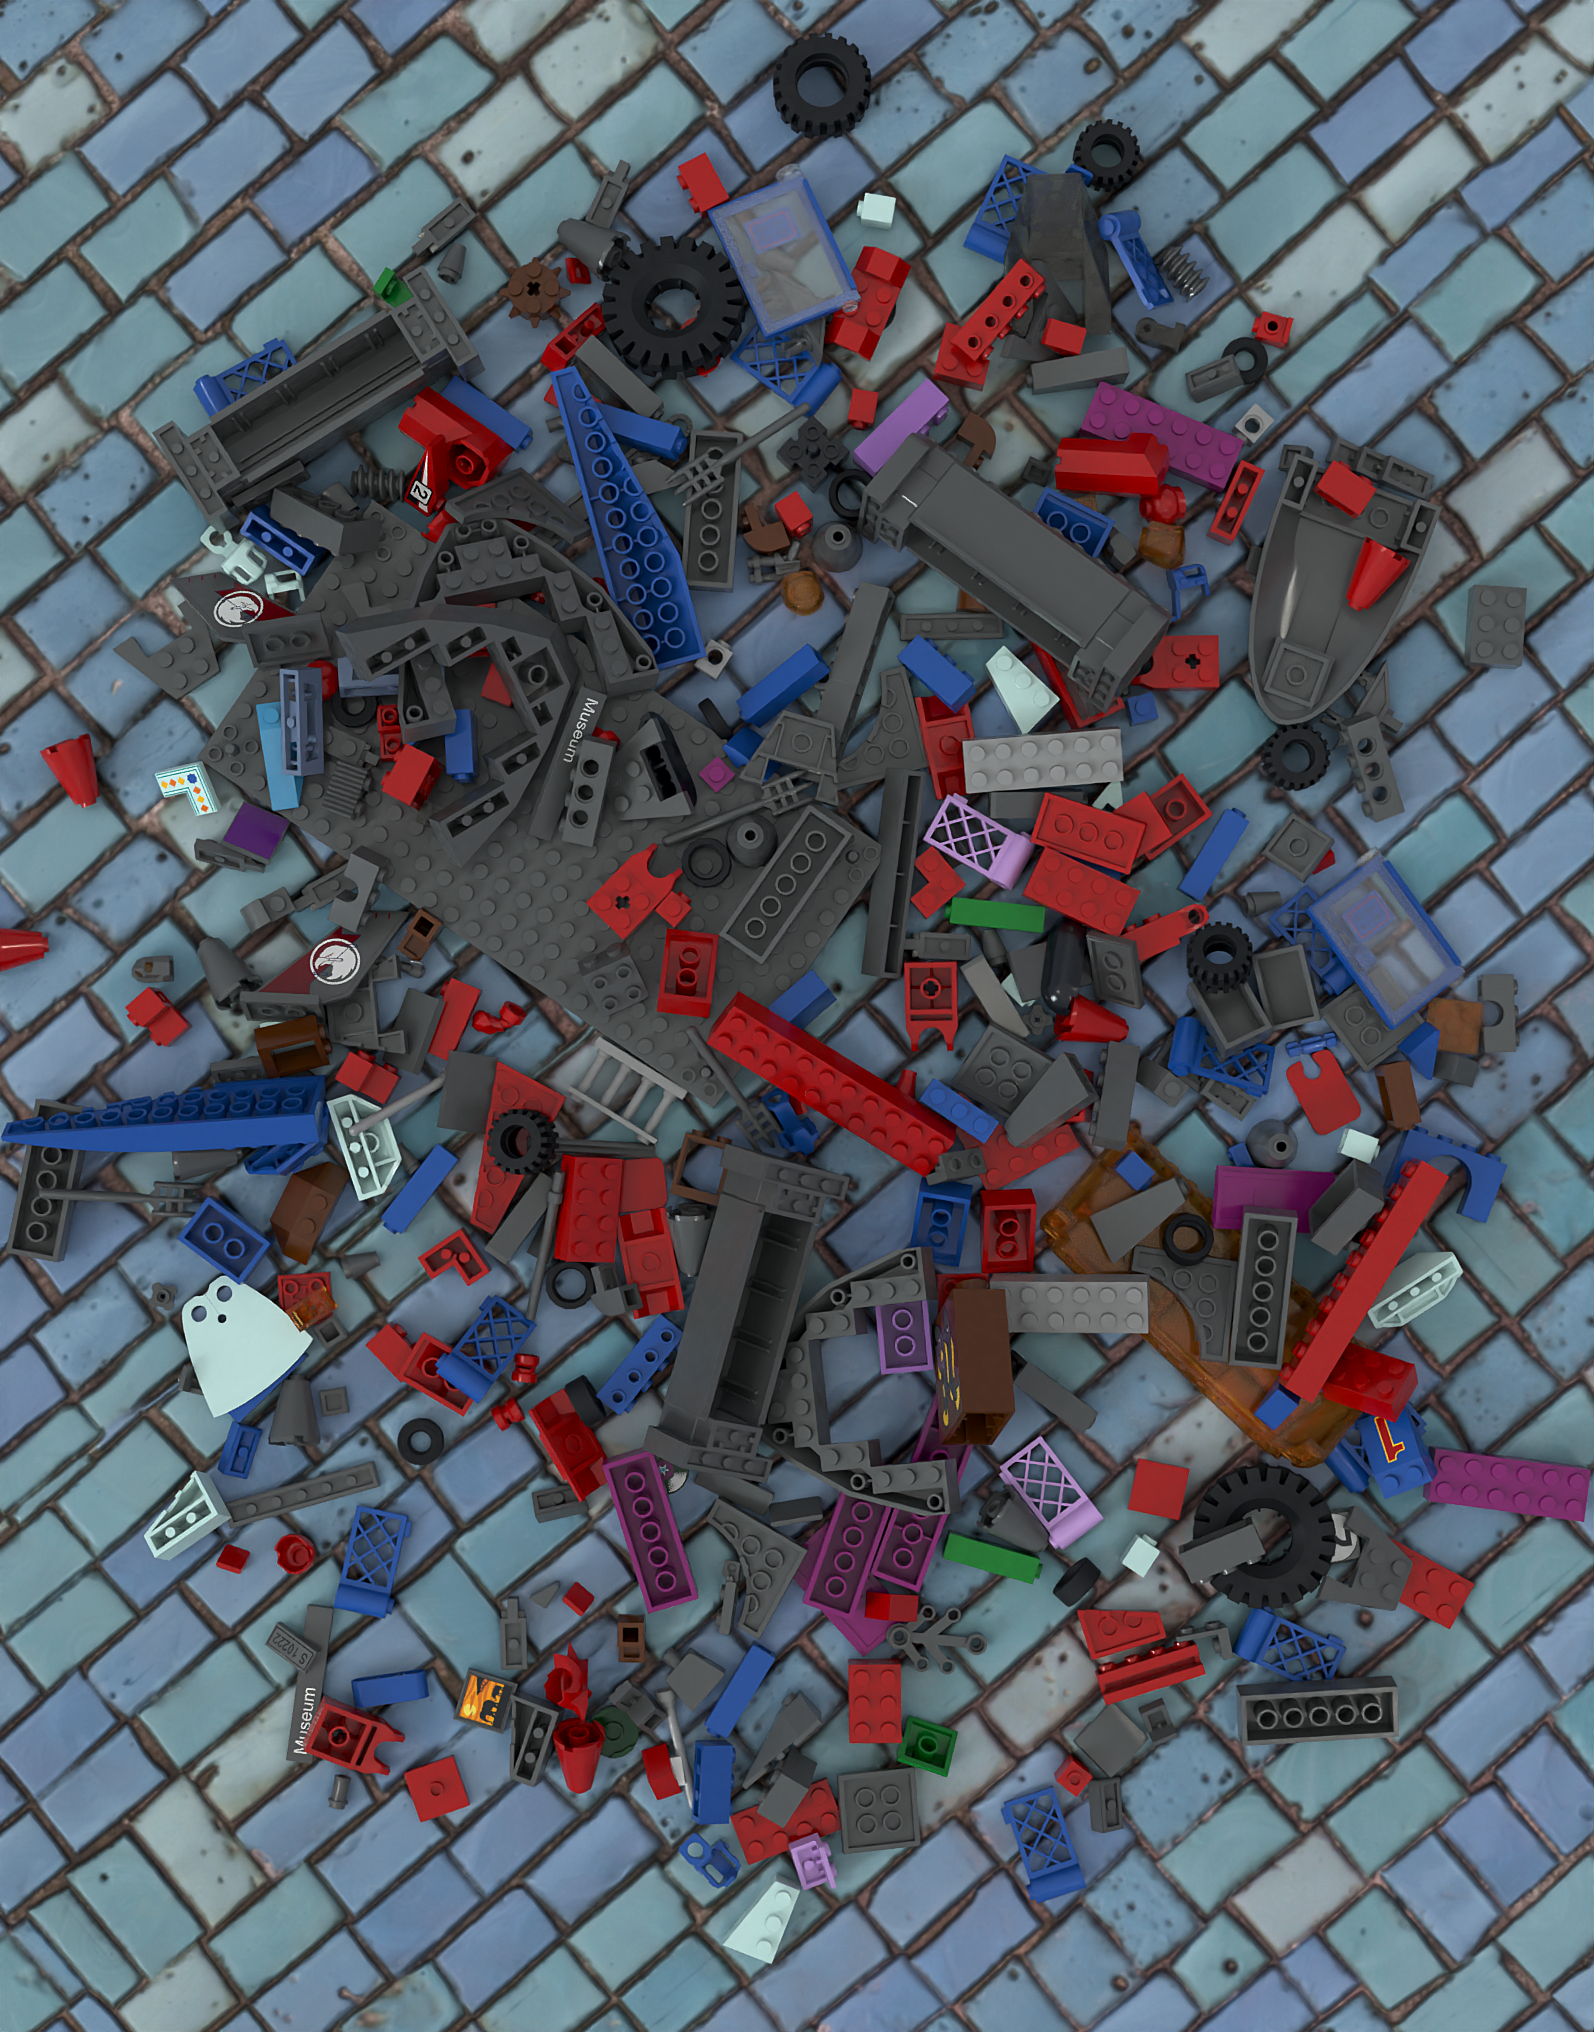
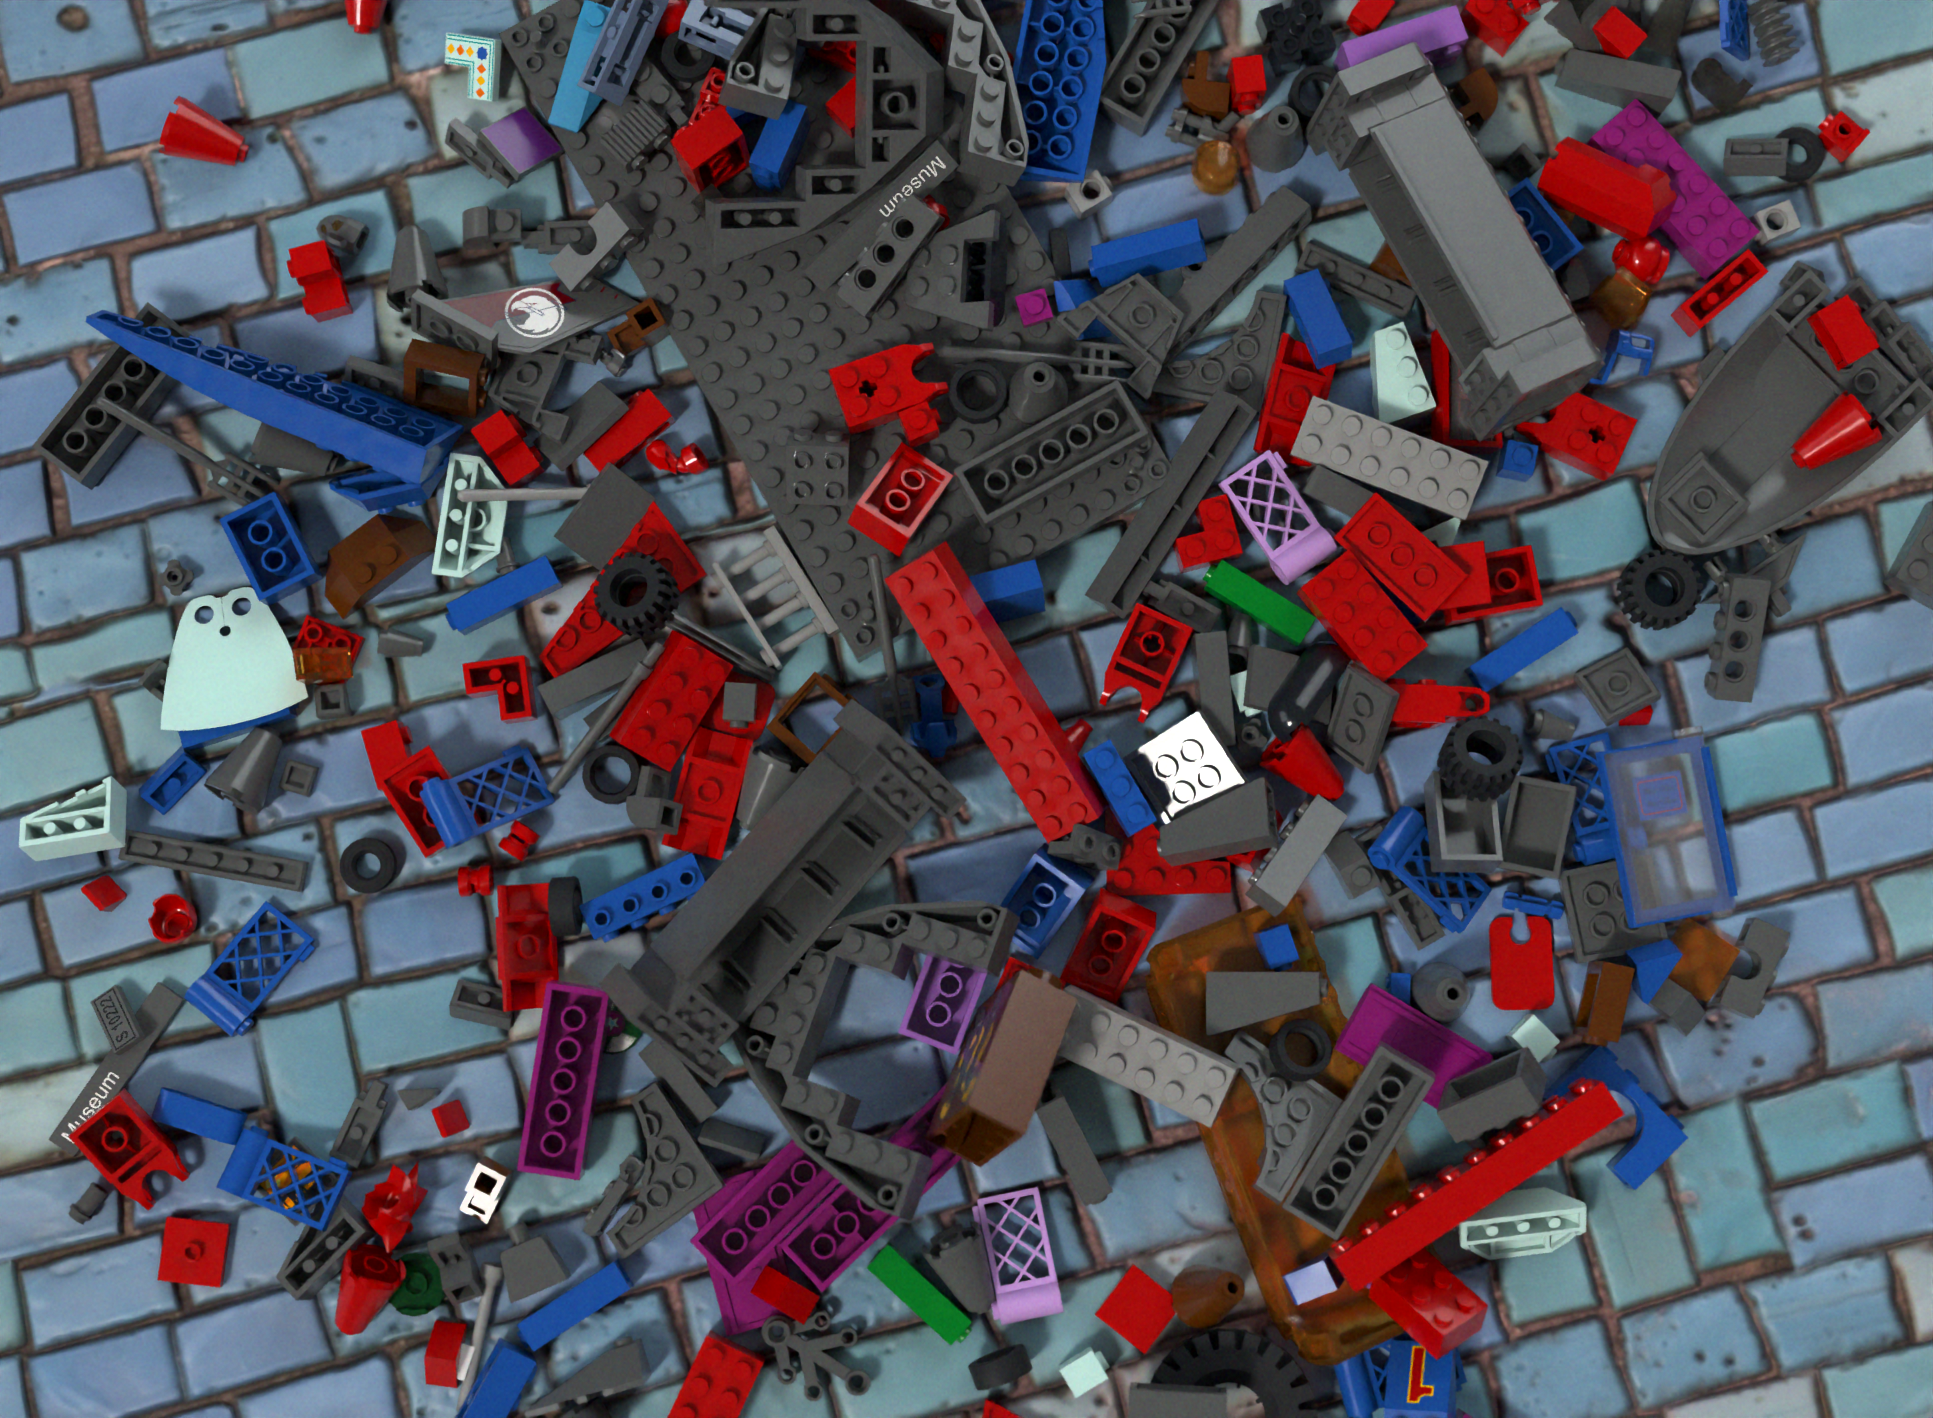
camera: 20 degrees right, 5 degrees down
(446, 1699) = (251, 1160): none -> blue piece
(641, 1185) = (740, 704): none -> dark grey brick
(1202, 1455) = (1205, 1295): none -> reddish brown cone

